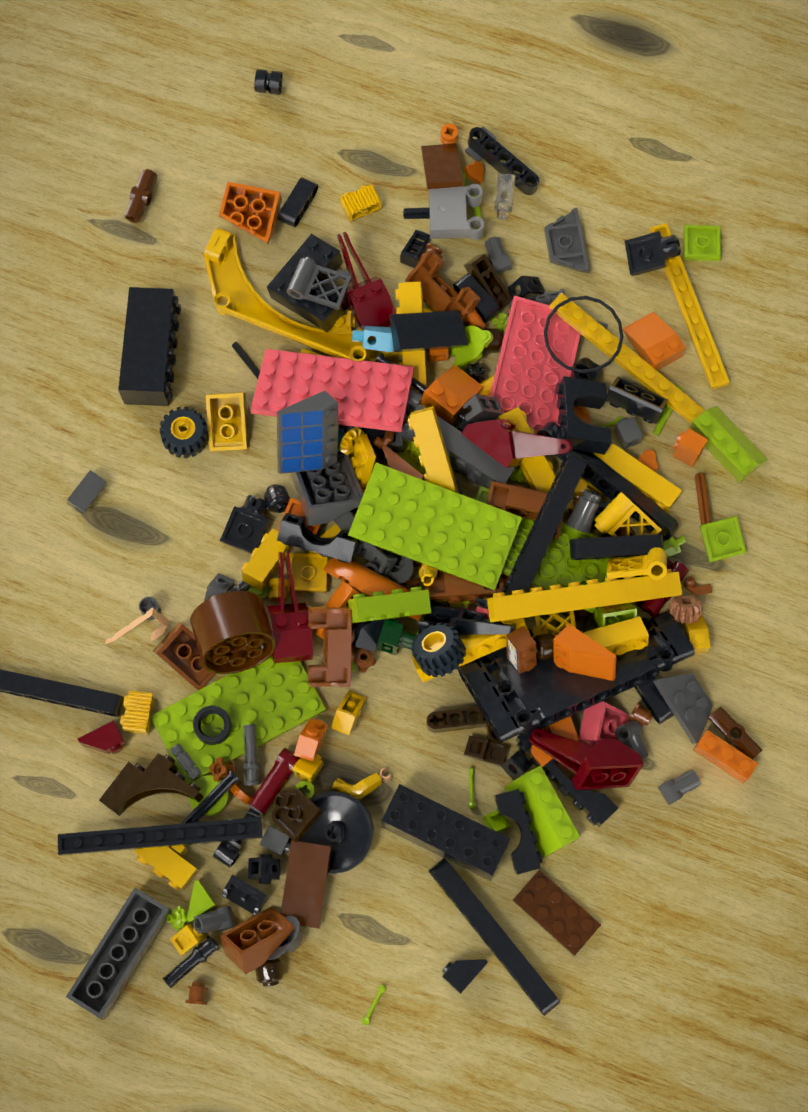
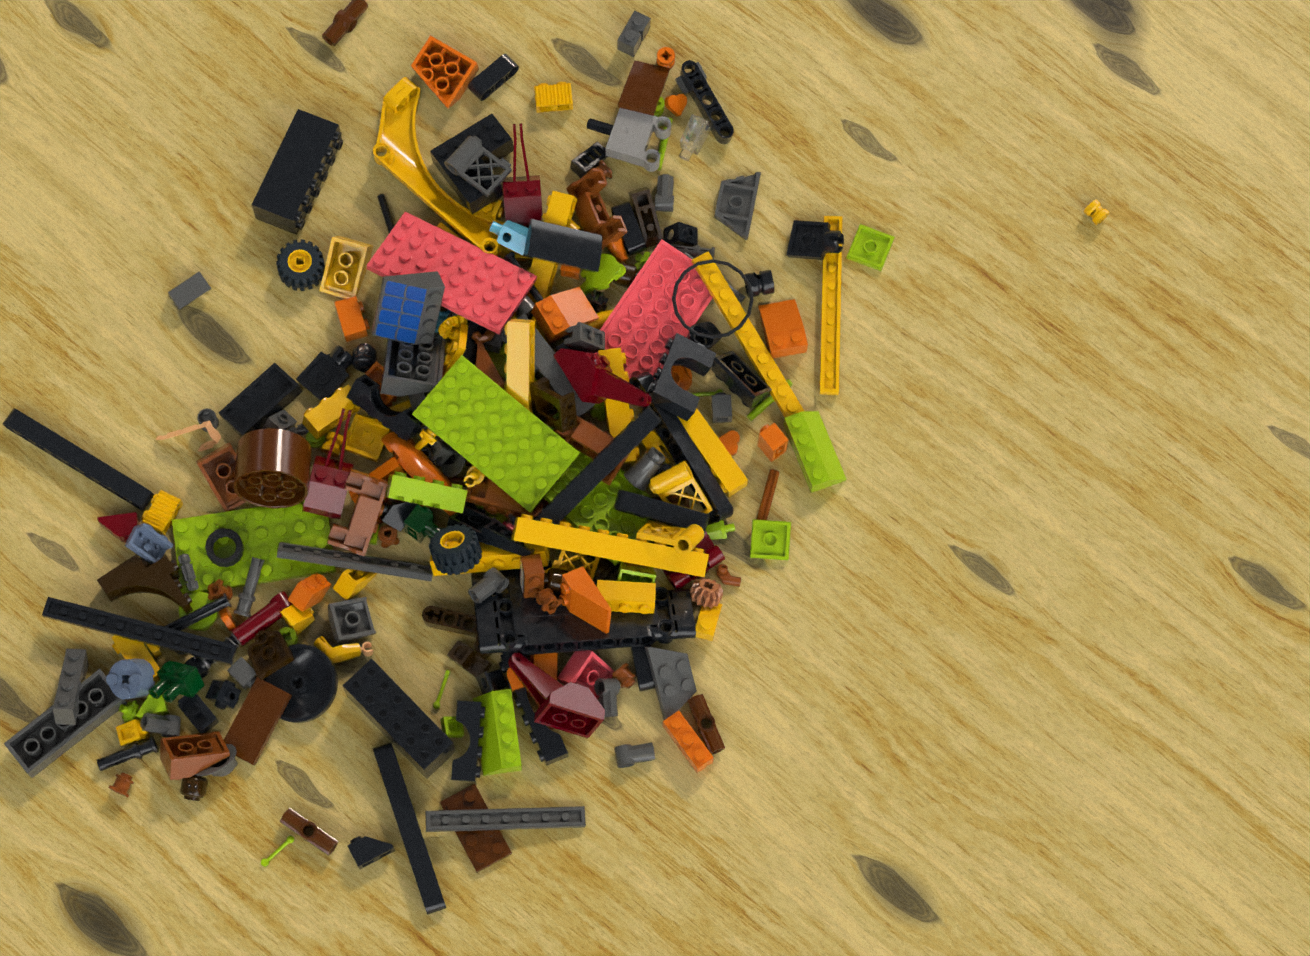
camera: 15 degrees right, 0 degrees up
(112, 923) = (67, 695): none -> dark grey arch
(136, 747) = (148, 543): none -> sand blue bracket
(169, 886) = (131, 678): none -> sand blue brick
(193, 573) = (260, 400): none -> black slope
(215, 871) = (175, 680): none -> dark green brick
(251, 466) = (351, 318): none -> orange brick
(343, 695) = (354, 561): none -> dark grey tile
(359, 752) = (350, 620): none -> dark grey slope
(369, 551) = (427, 437): none -> yellow plate
(384, 971) = (319, 838): none -> reddish brown piece
(410, 124) = (630, 38): none -> dark grey piece
(464, 475) = (542, 401): none -> dark brown panel
(483, 671) = (492, 582): none -> dark grey piece
(546, 668) = (548, 600): none -> dark orange brick
(582, 894) = (505, 819): none -> dark grey tile
(621, 304) = (760, 283): none -> black wheel

